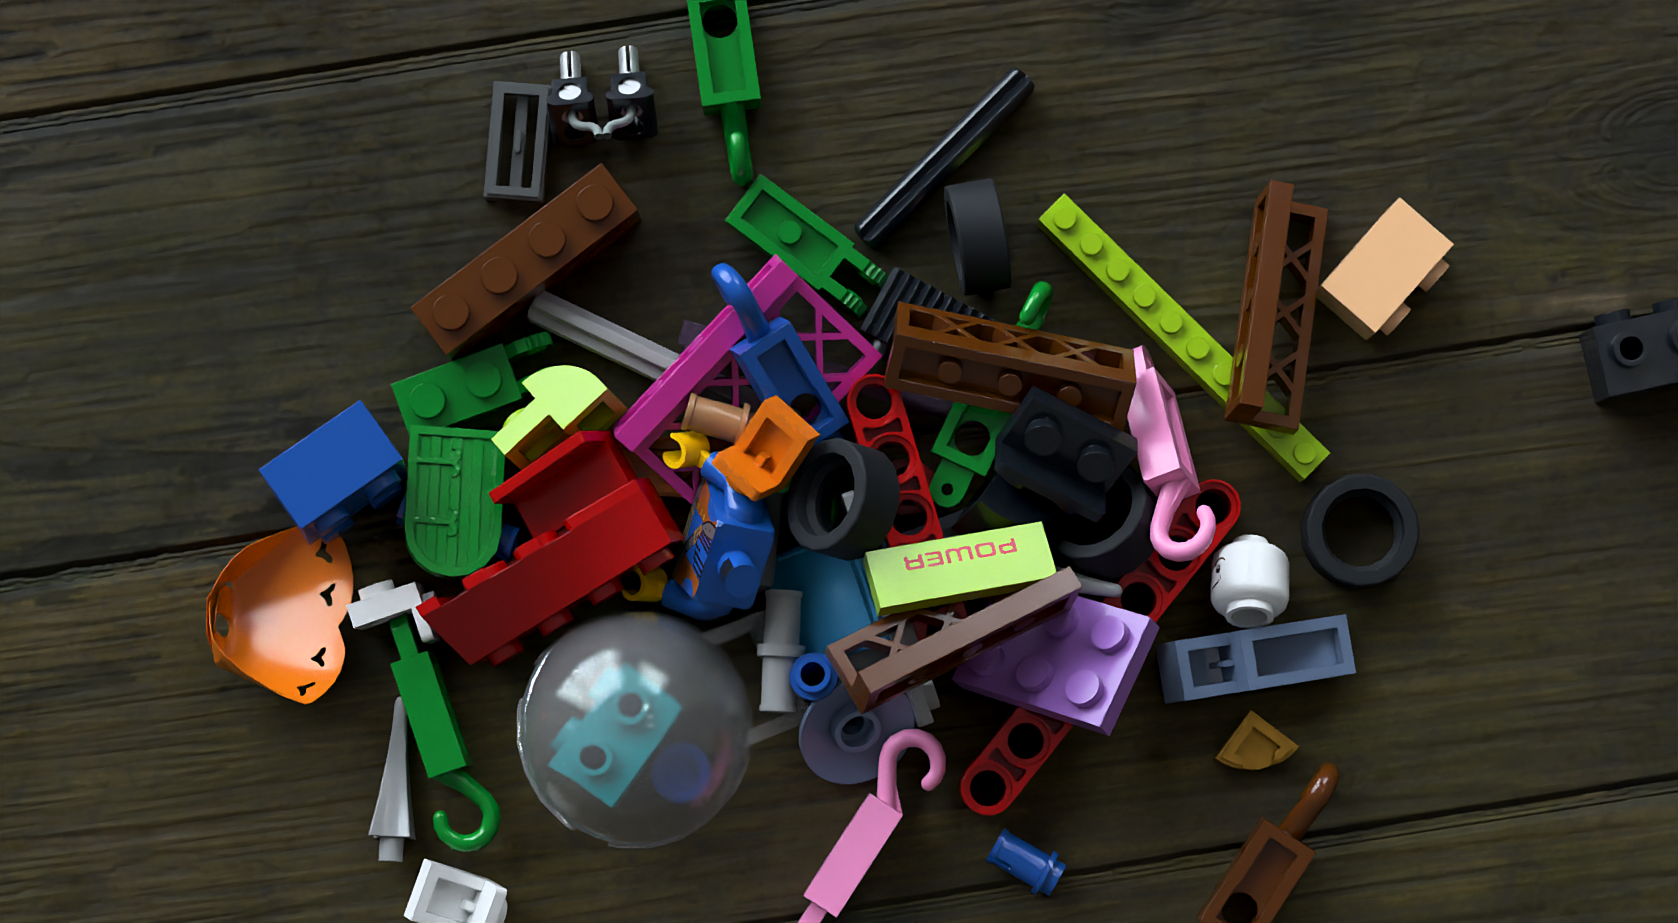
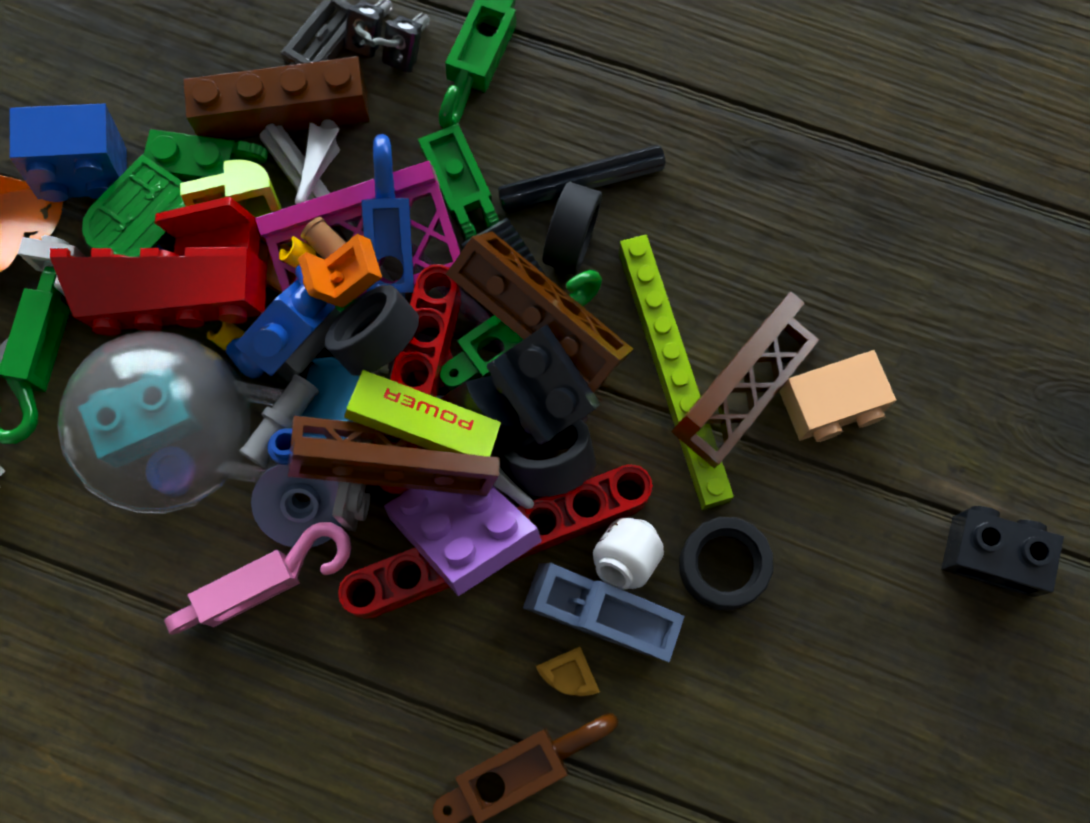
camera: 30 degrees right, 10 degrees down
(615, 298) = (319, 154): none -> light grey piece
(1026, 862) = (360, 664): blue pin -> none
(1165, 460) = (614, 432): bright pink piece -> none

